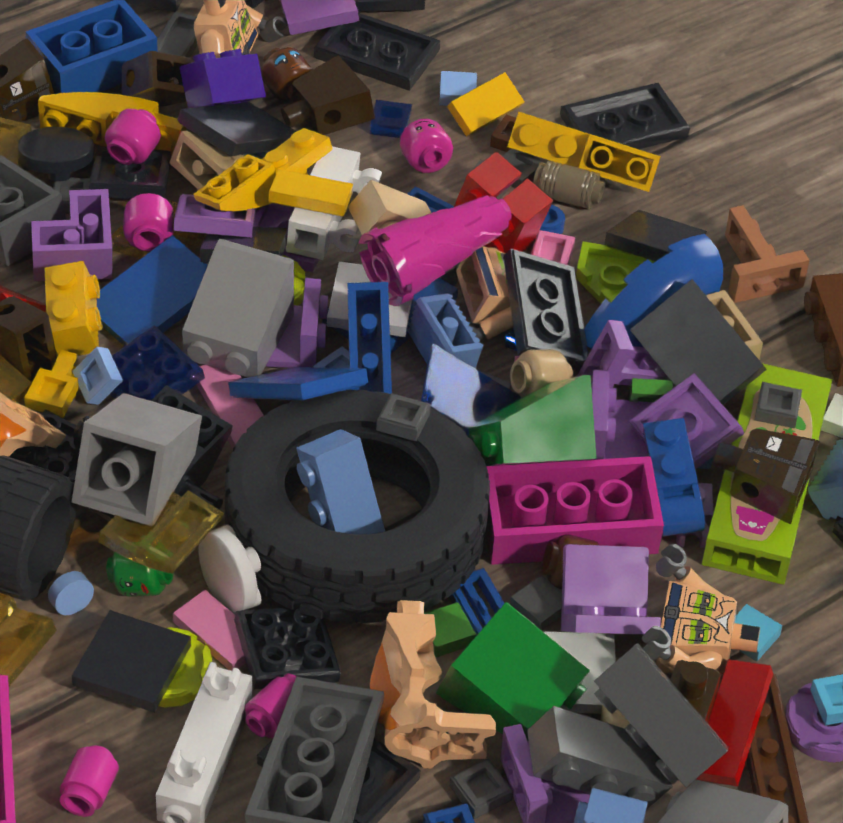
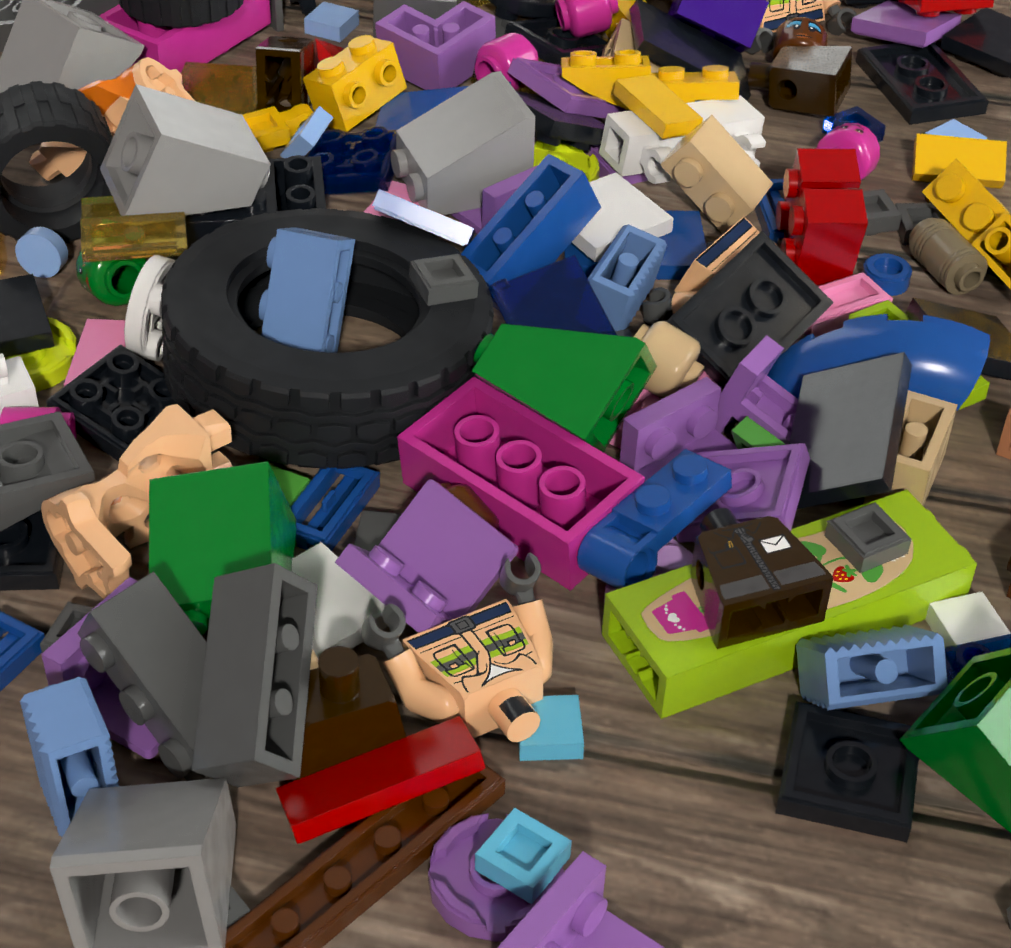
camera: 50 degrees right, 5 degrees down
(426, 247) = (681, 183): dark pink cone -> none

